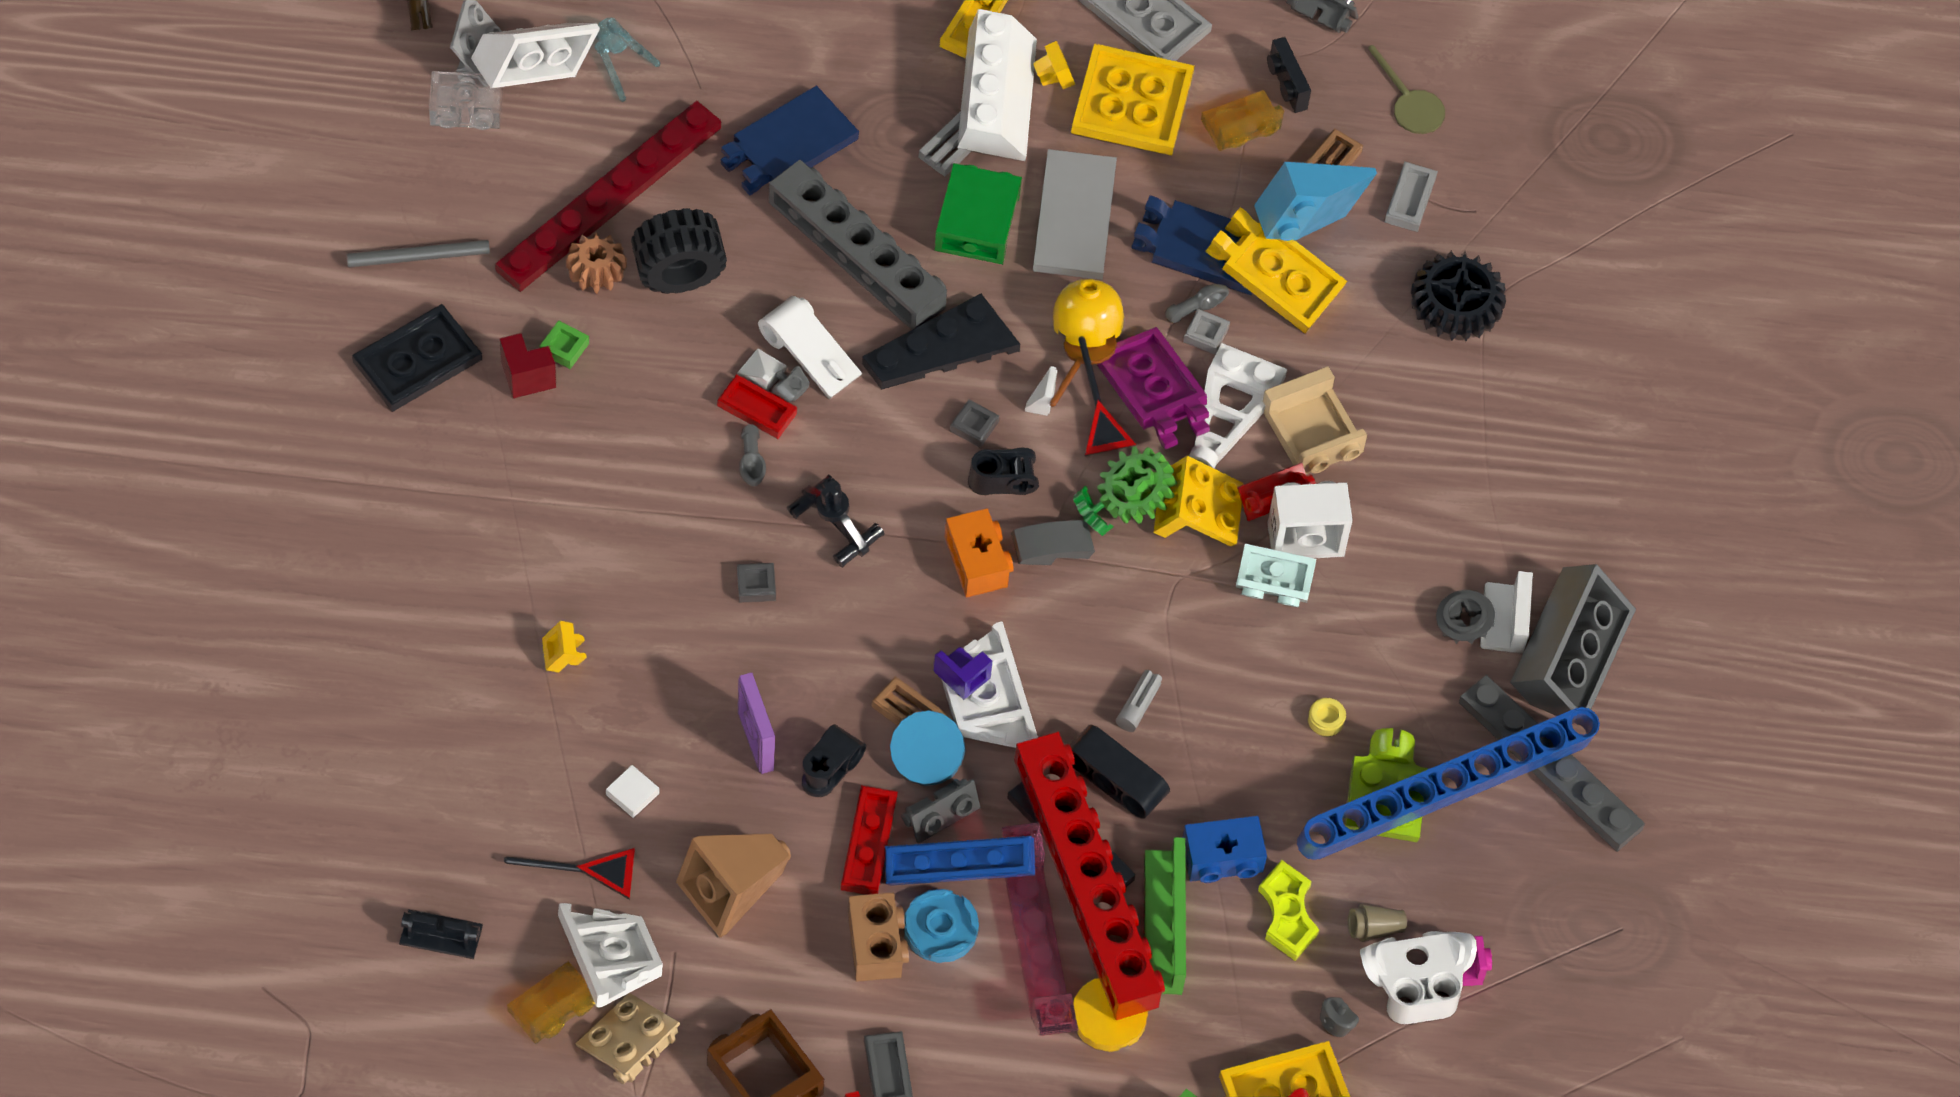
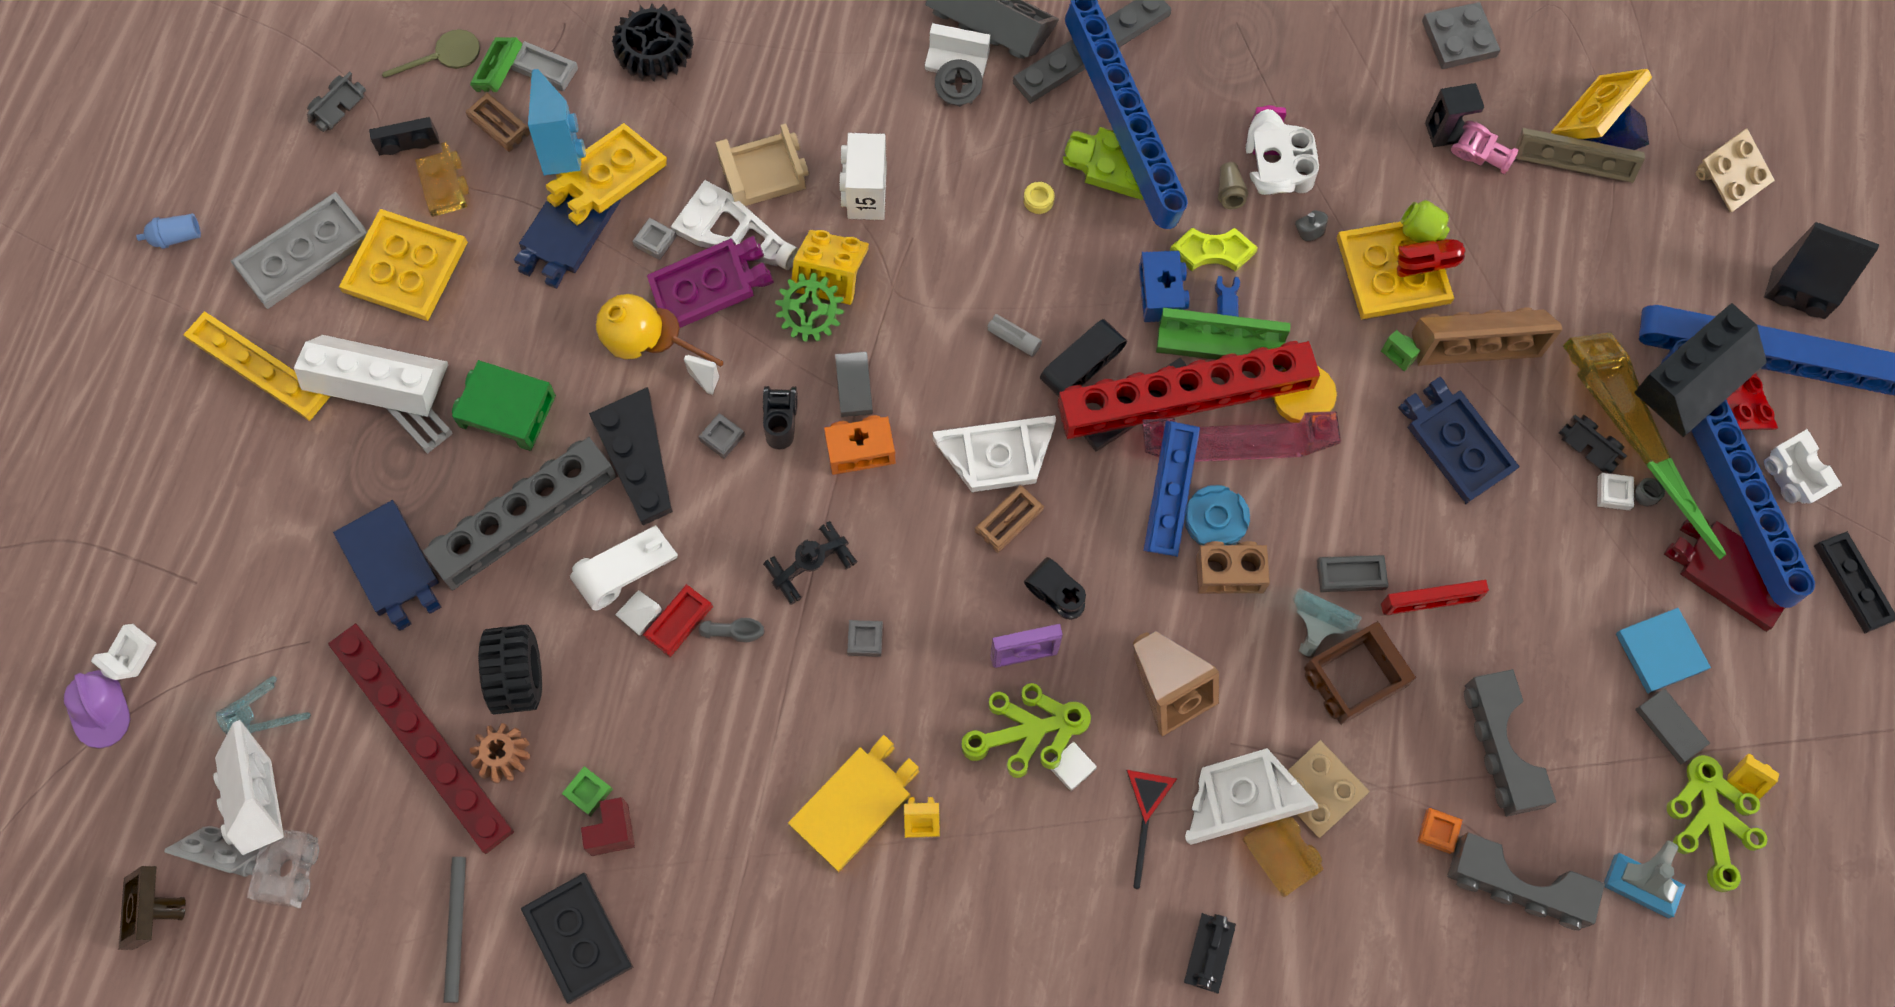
camera: 80 degrees left, 10 degrees up
(574, 587) = (854, 804): none -> yellow tile
(666, 746) = (1031, 729): none -> lime plant
(791, 386) = (662, 586): dark grey piece -> none
(827, 1031) = (1321, 619): none -> clear light blue piece
(868, 840) = (1132, 567): red tile -> none
(927, 748) = (1052, 506): dark azure tile -> none
(950, 806) = (1116, 513): dark grey hinge -> none
(963, 671) = (985, 466): dark purple panel -> none
(1053, 67) = (356, 322): yellow tile -> none
(1074, 214) = (515, 328): light grey tile -> none
(1089, 511) = (830, 349): green piece -> none
(1105, 431) = (745, 330): black piece -> none
(1205, 299) = (624, 239): dark grey piece -> none
(1215, 925) = (1228, 300): none -> blue bar
(1258, 494) = (826, 207): red hinge -> none
(1275, 574) = (908, 214): light aqua bracket -> none
(1400, 148) = (496, 64): none -> bright green tile

